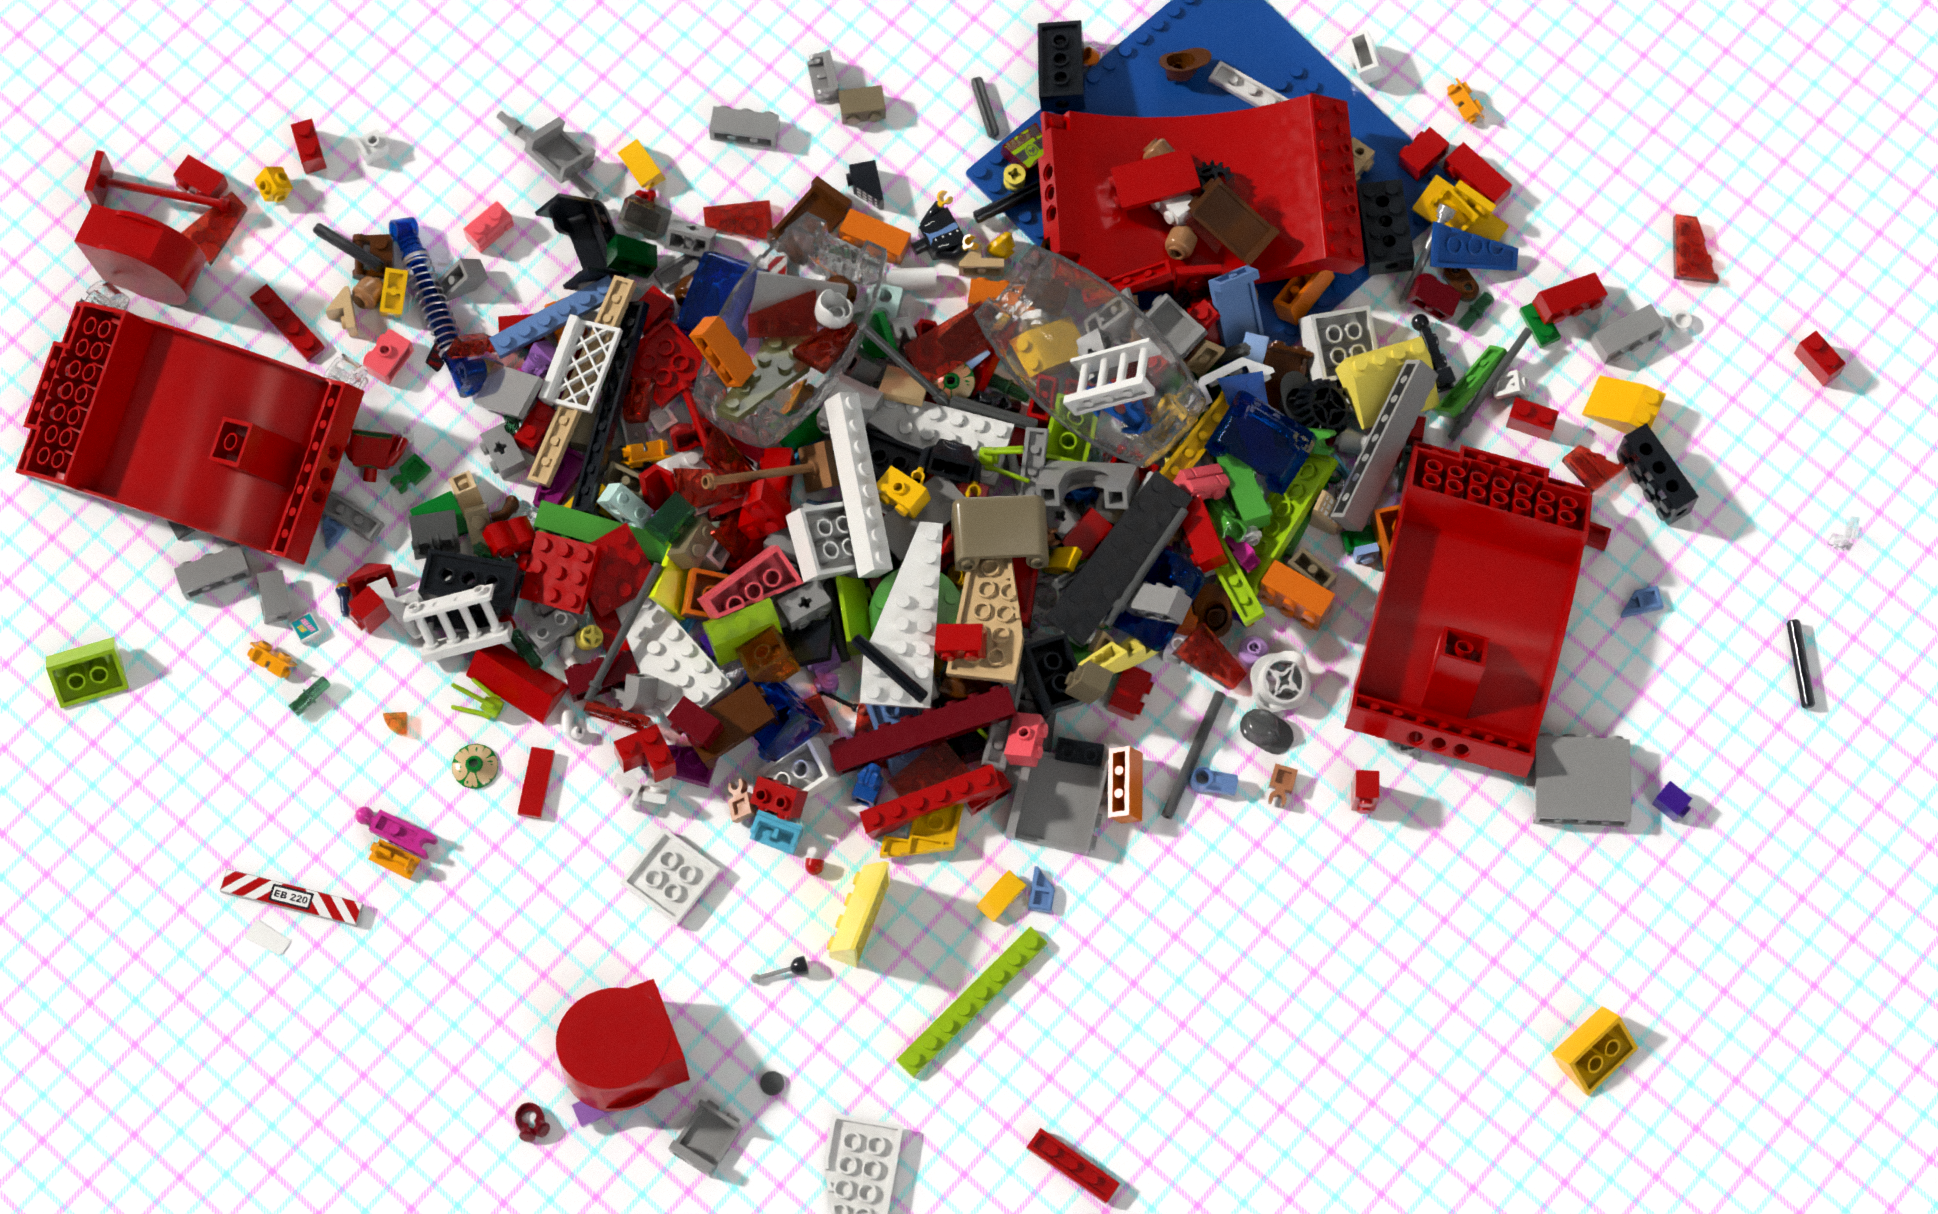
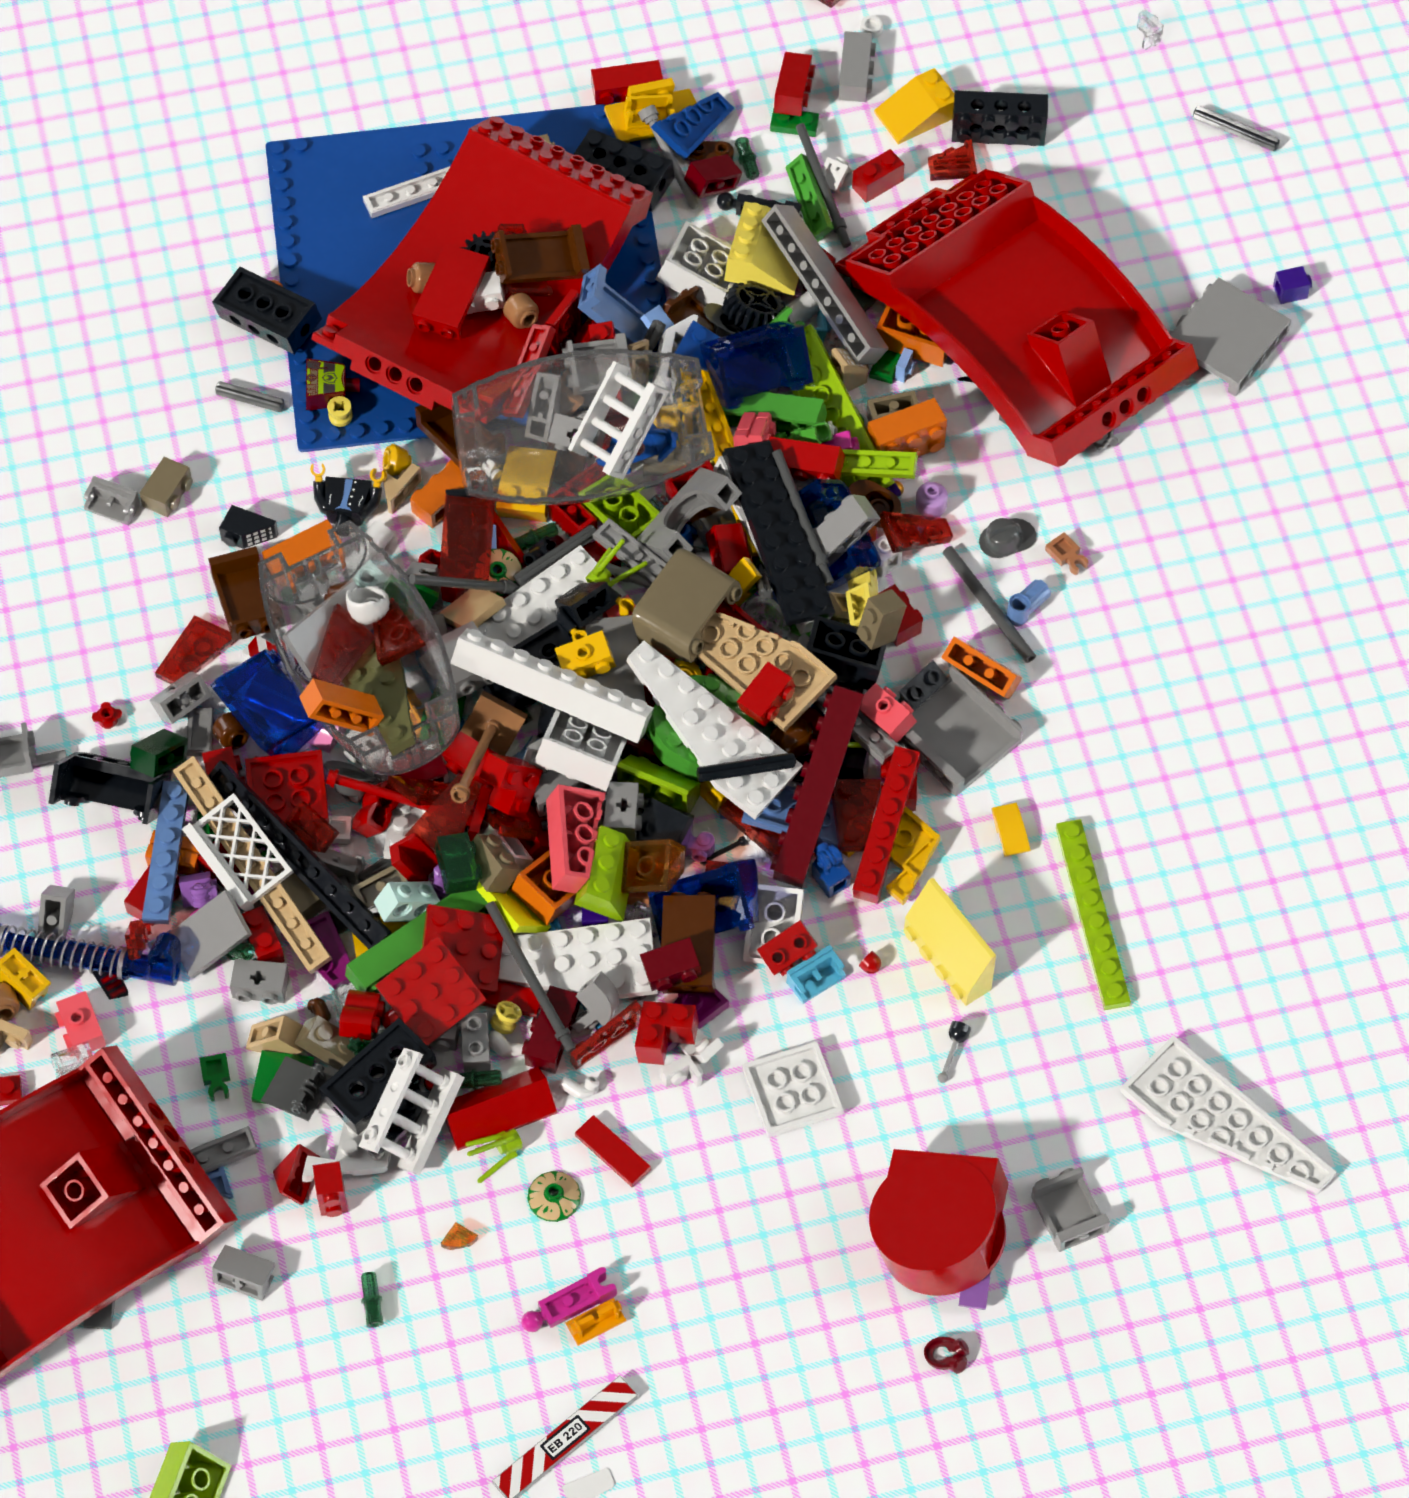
camera: 55 degrees left, 10 degrees down
(212, 571) = (174, 1312): light grey brick -> none
(279, 661) = (316, 1308): light orange hinge -> none
(305, 627) = (297, 1263): tile -> none
(343, 592) = (286, 1206): dark blue piece -> none
(375, 450) = (174, 1086): red torso -> none
(488, 227) = (22, 859): coral brick -> none
(636, 455) = (362, 865): light orange hinge -> none
(641, 165) = (70, 694): yellow hinge -> none
(644, 217) = (126, 723): clear smoke brick -> none
(740, 804) = (766, 987): plate -> none
(744, 126) = (105, 591): light grey brick -> none
(772, 1083) = (1053, 1124): dark grey piece -> none
(1007, 202) = (360, 424): black axle -> none
(1041, 893) = (1030, 798): medium blue tile -> none
(1073, 1166) = (1304, 923): red plate -> none
(1184, 63) = (344, 220): reddish brown piece -> none
(1261, 671) = (972, 499): white piece -> none
(1300, 295) = (634, 268): orange brick -> none
(1365, 56) = (451, 91): white brick -> none
(1365, 791) = (1123, 491): red brick -> none
(1423, 153) = (575, 105): red brick -> none
(1461, 93) = (542, 48): light orange hinge -> none
(1643, 601) = (1098, 201): medium blue tile -> none

